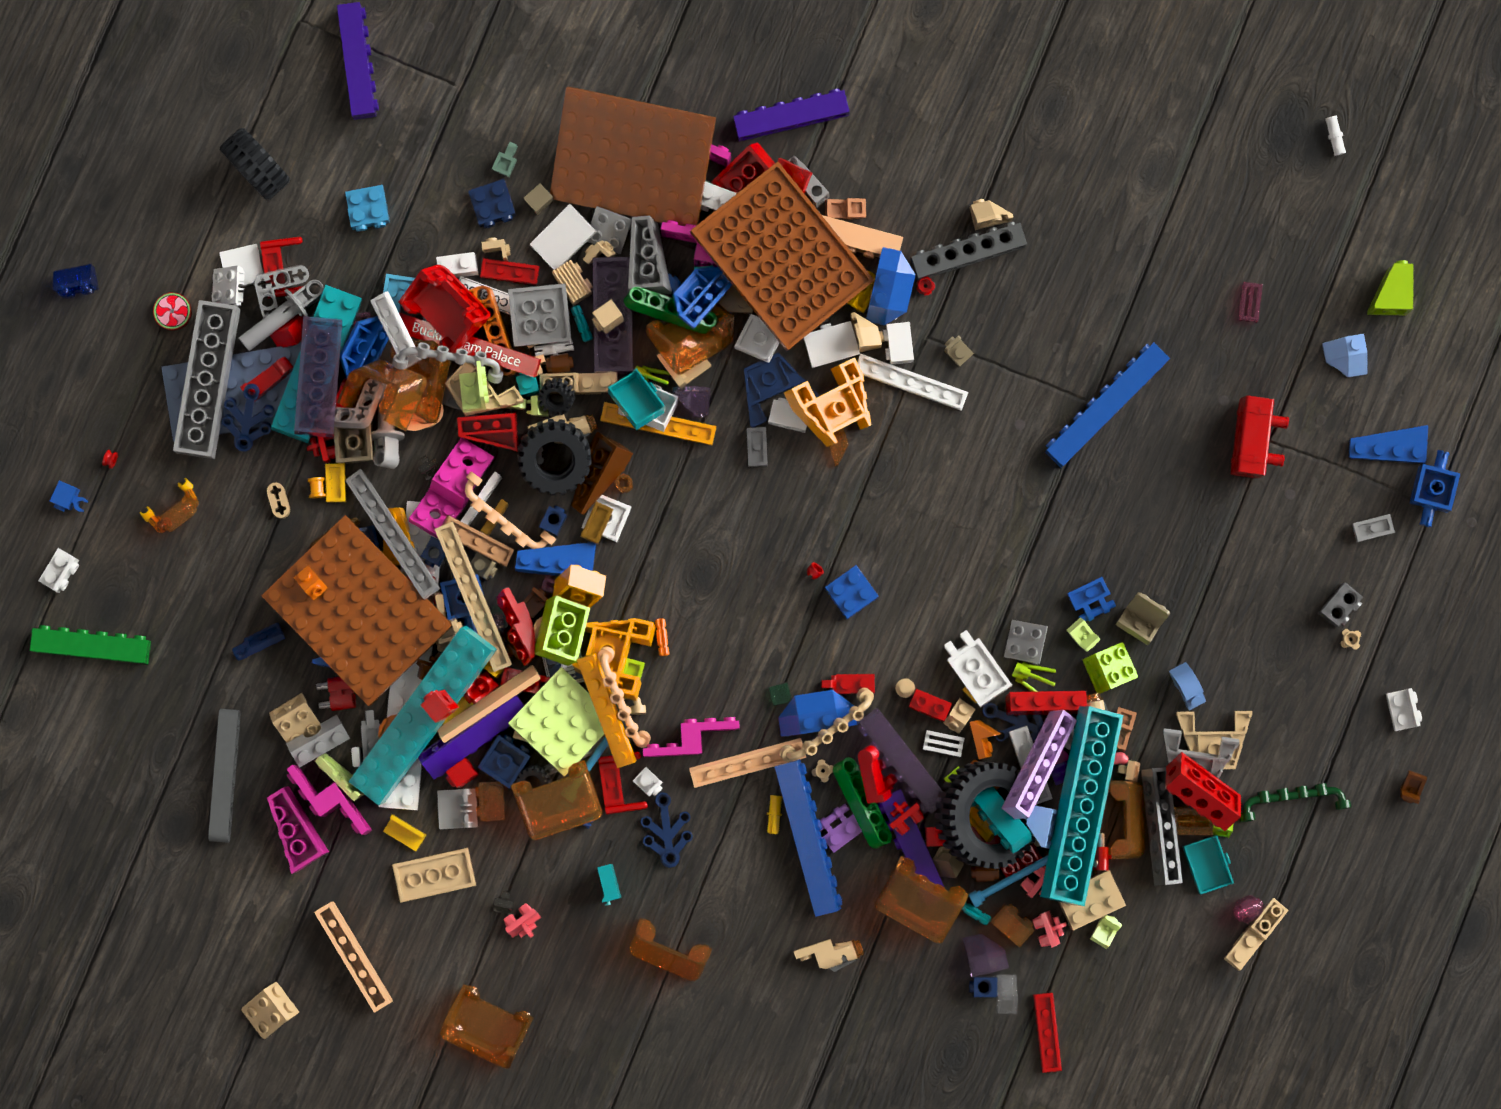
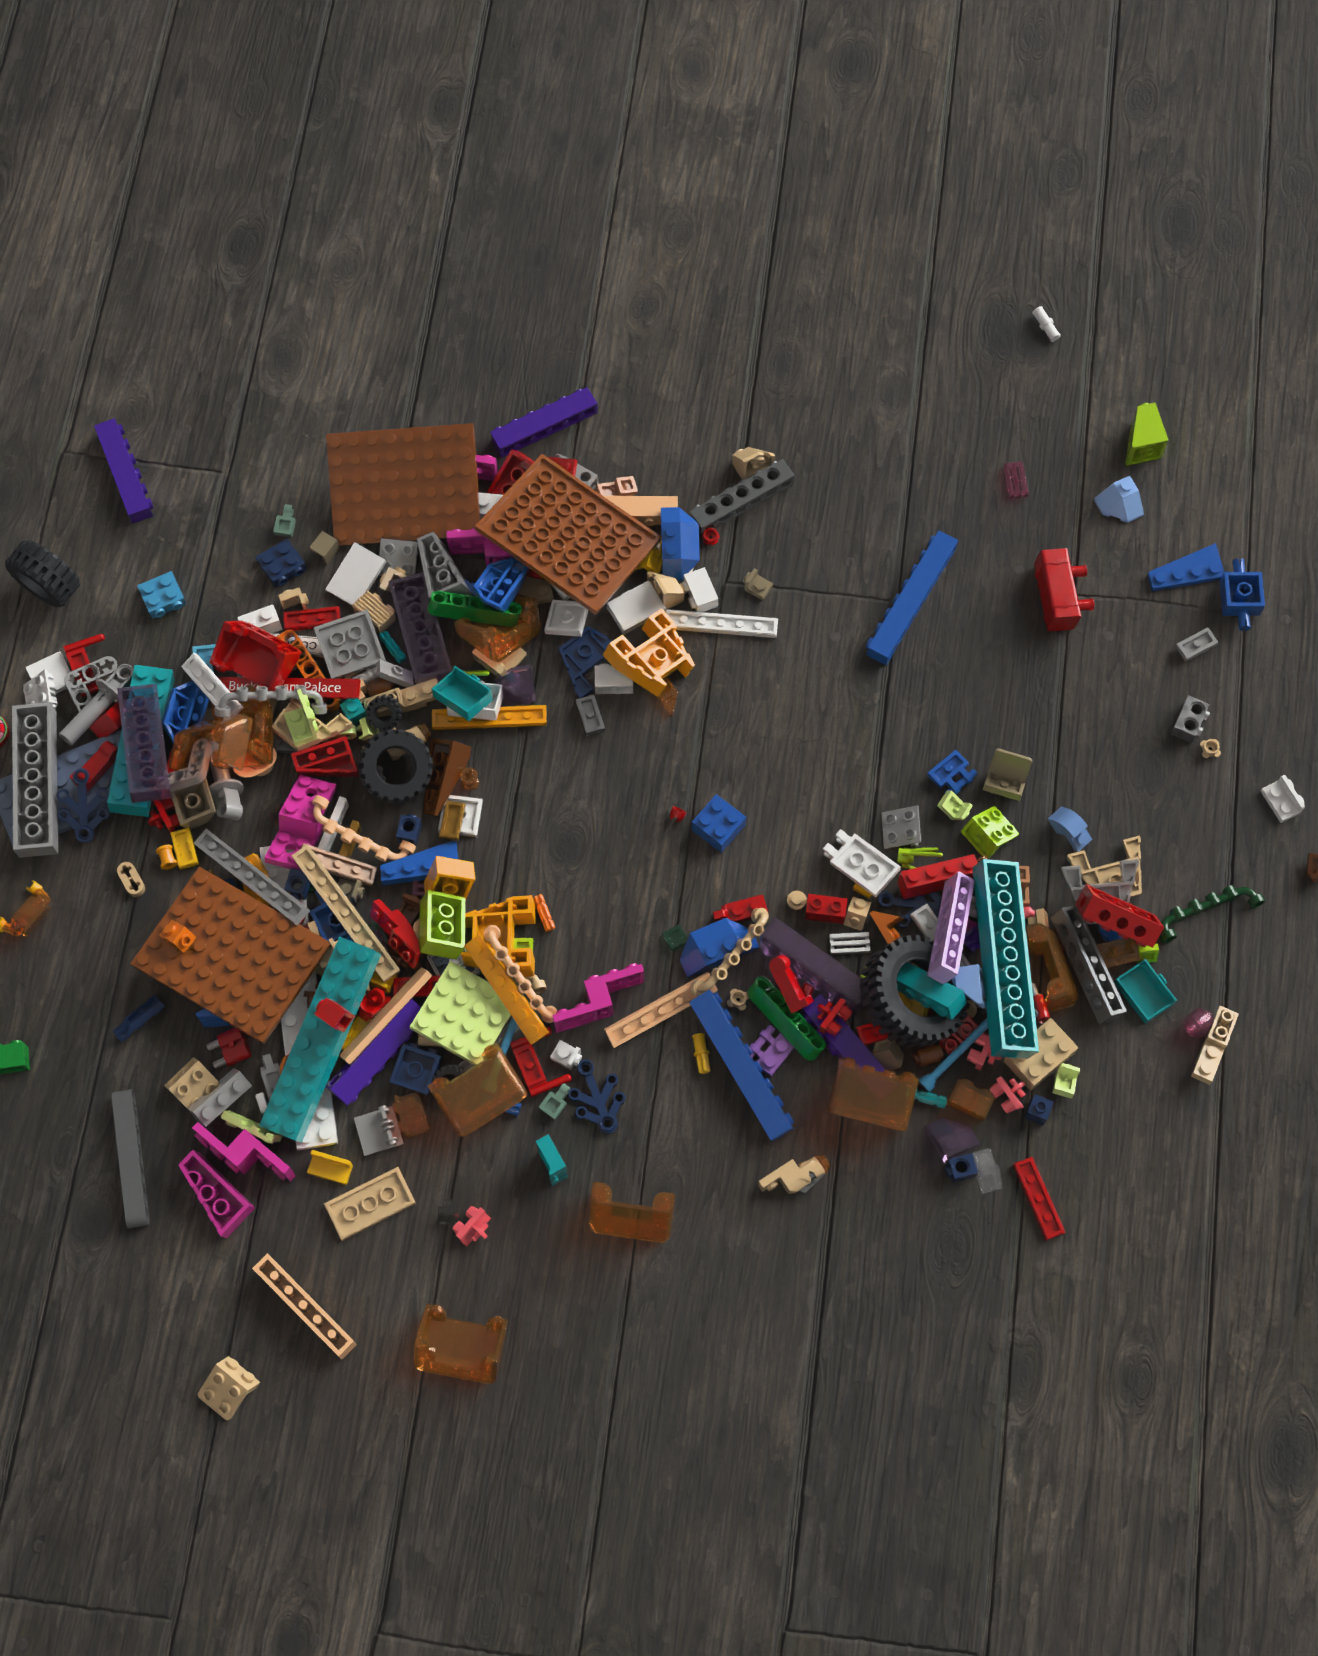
camera: 15 degrees left, 15 degrees down
(461, 773) = (374, 1091): red brick -> none
(576, 356) = (394, 673): none -> light grey plate
(607, 317) = (415, 623): tan brick -> none
(625, 826) = (554, 1103): none -> sand green plate
(1072, 952) = (1039, 1109): none -> dark blue brick

